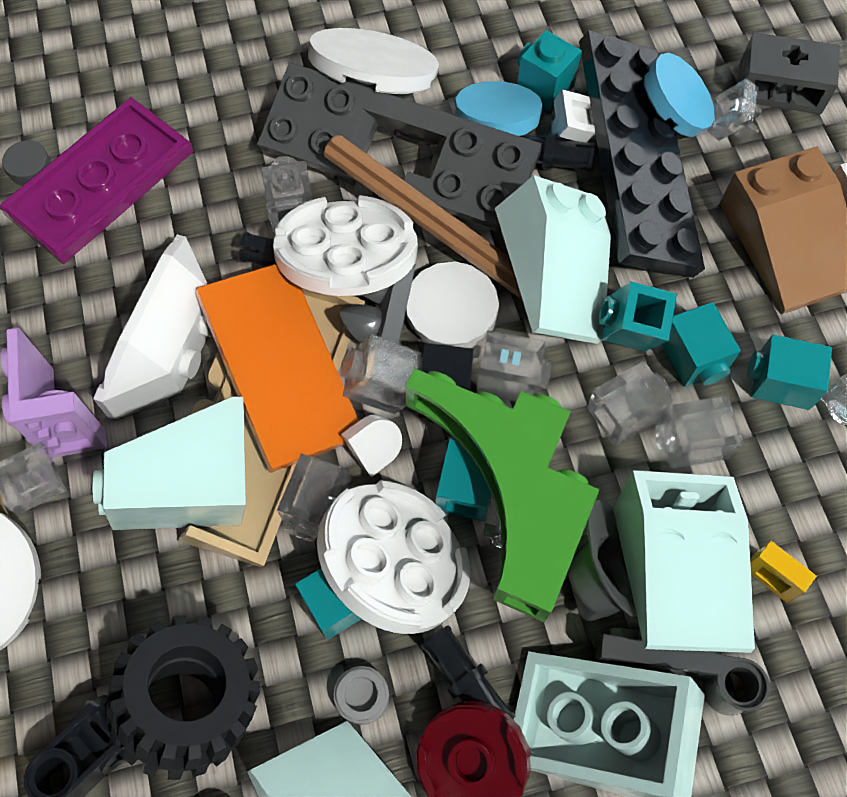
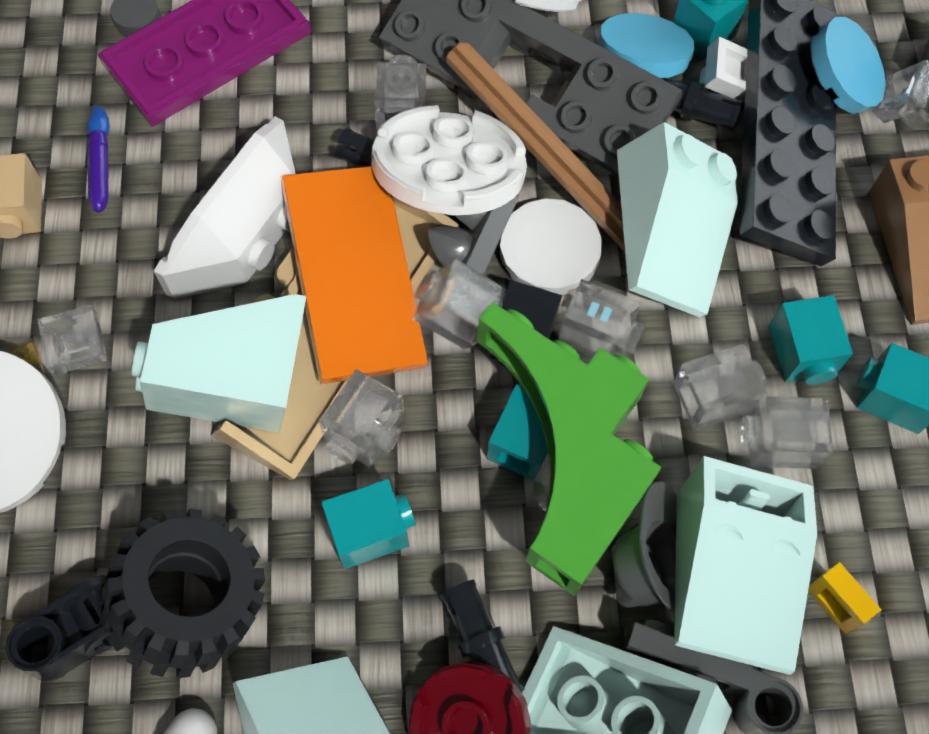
camera: 10 degrees right, 0 degrees up
(17, 297) = (98, 171): none -> dark purple piece
(41, 411) = (98, 272): lavender bracket -> none
(361, 695) = (367, 633): light grey tile -> none
(373, 442) = (436, 374): white tile -> none
(393, 557) = (429, 496): white tile -> none
(637, 316) = (747, 295): teal brick -> none

